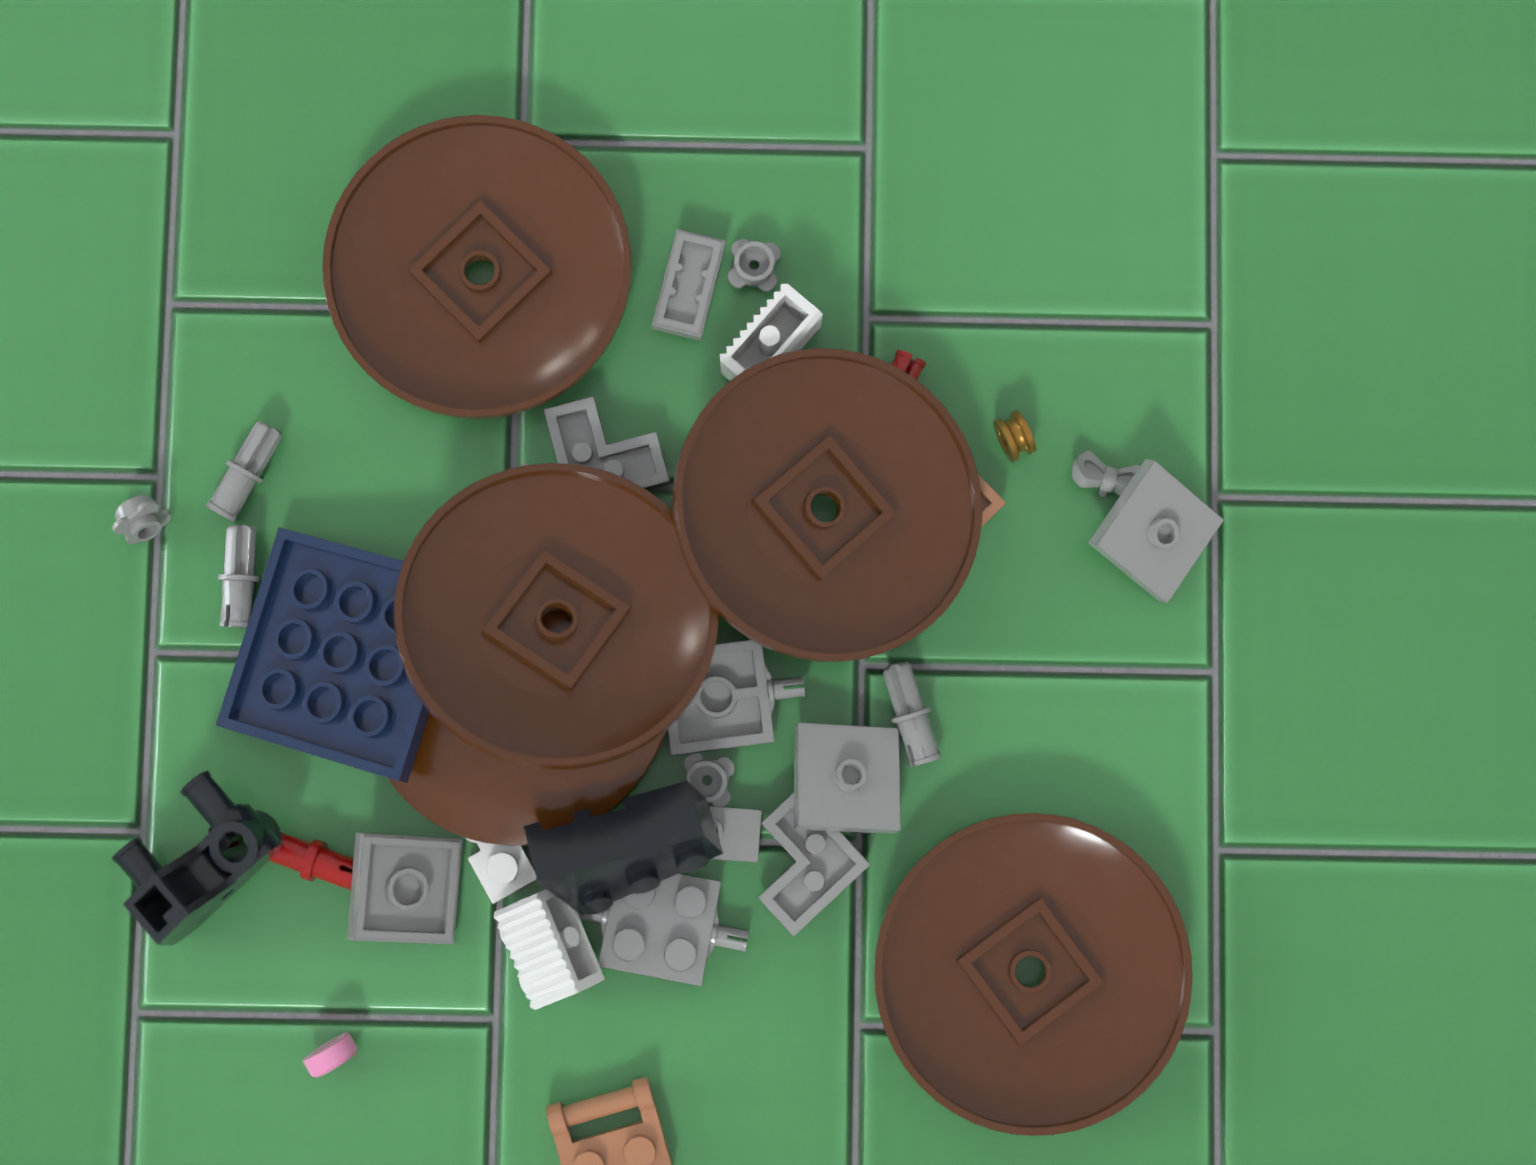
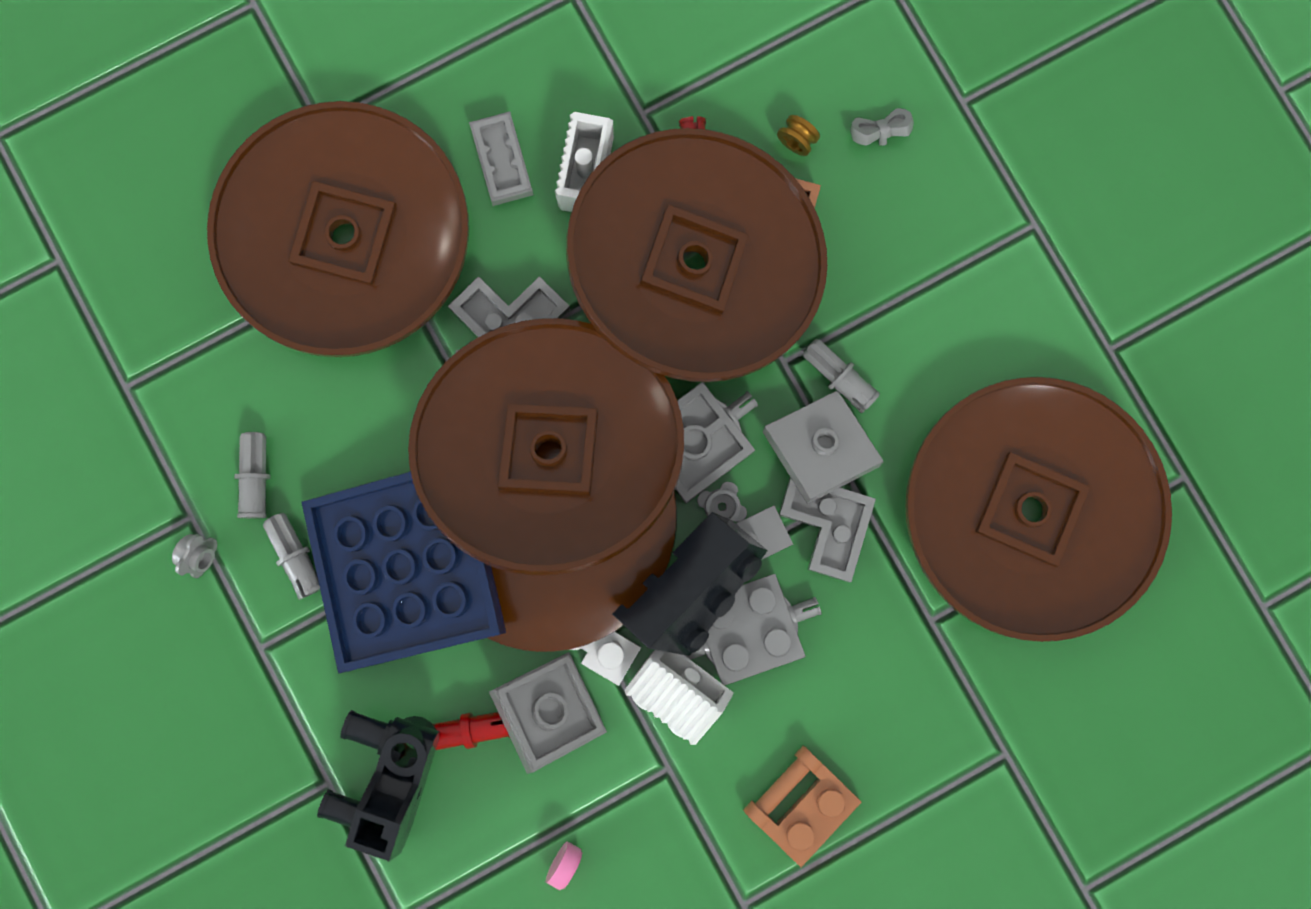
camera: 30 degrees left, 0 degrees up
(764, 254) = (532, 110): light grey plate -> none
(1156, 531) = (938, 145): light grey plate -> none

